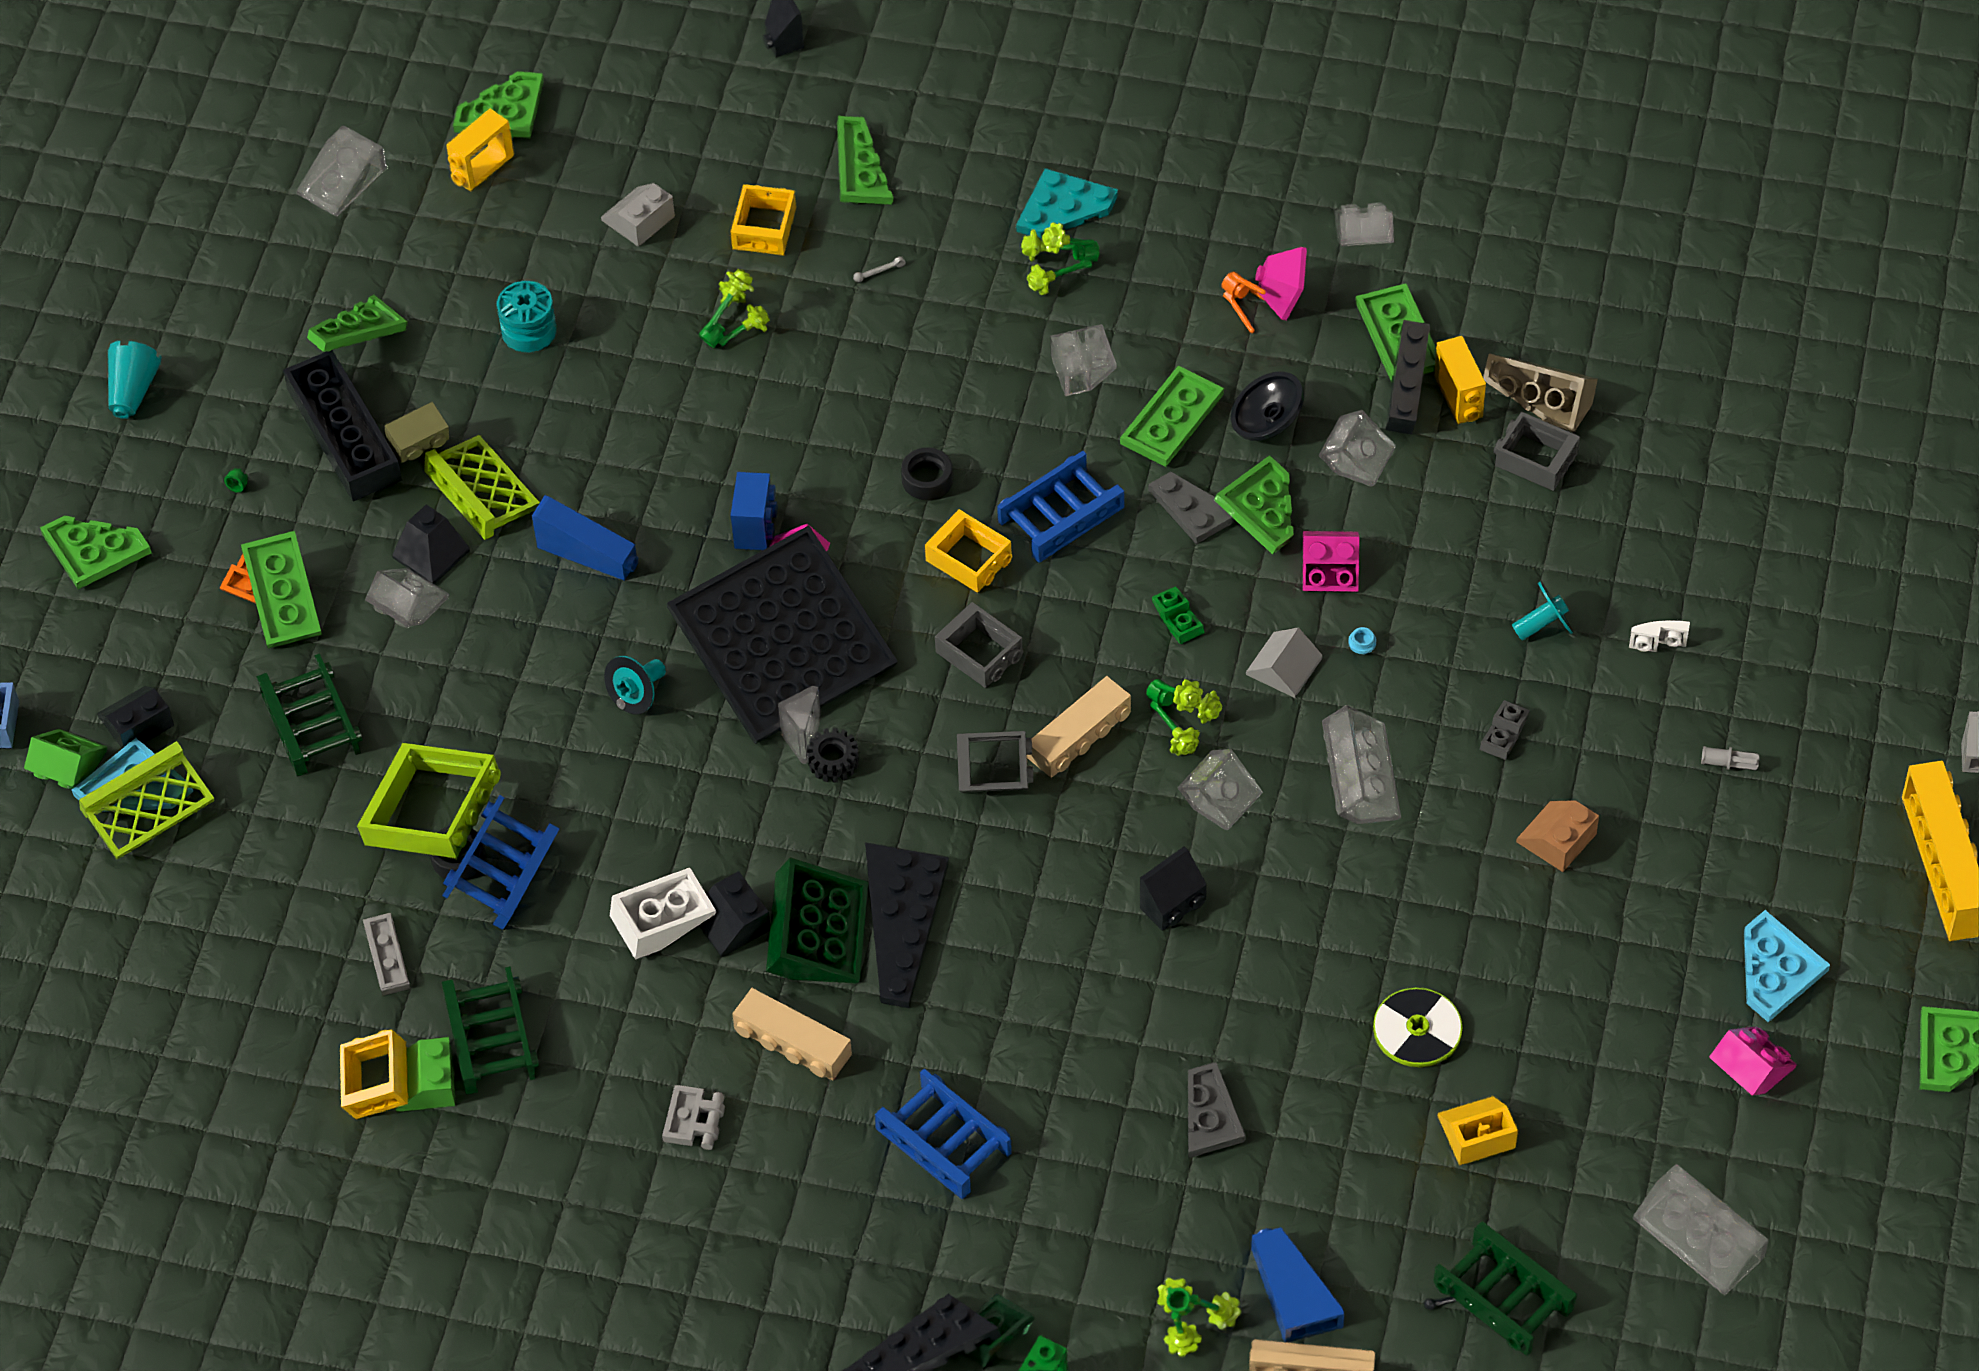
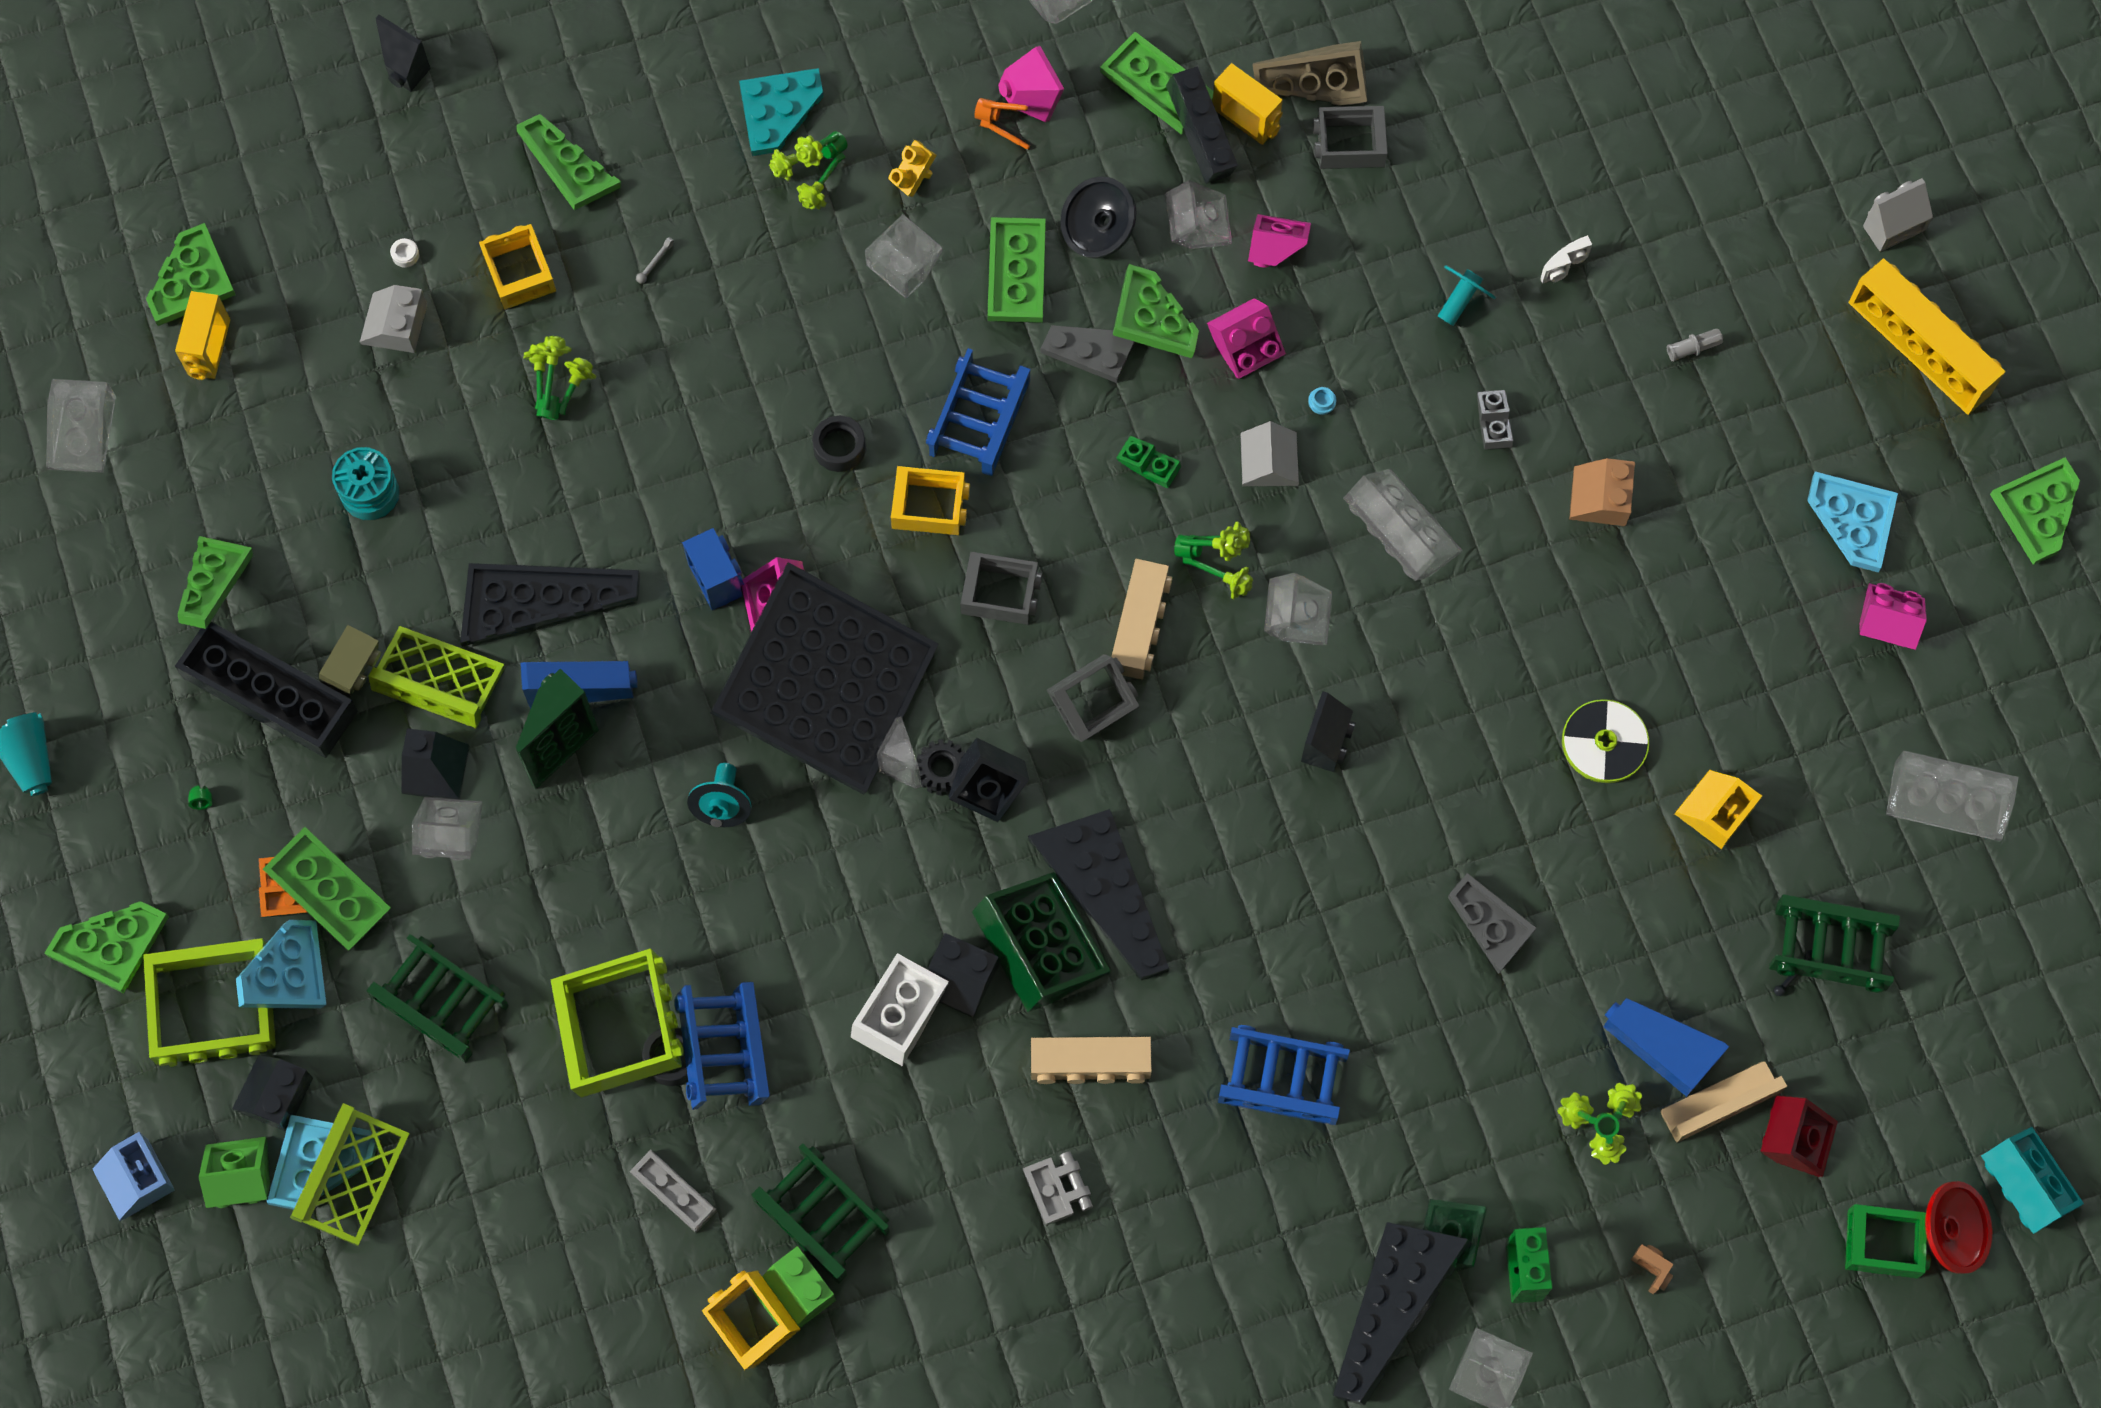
camera: 35 degrees left, 15 degrees up
(152, 591) = (200, 1051): none -> lime window
(206, 630) = (285, 970): none -> medium azure plate
(533, 556) = (554, 727): none -> dark green slope
(590, 461) = (524, 597): none -> black wing
(683, 170) = (404, 252): none -> white tile
(859, 779) = (988, 780): none -> black slope
(1140, 298) = (913, 168): none -> yellow hips
(1409, 496) = (1276, 239): none -> dark pink slope

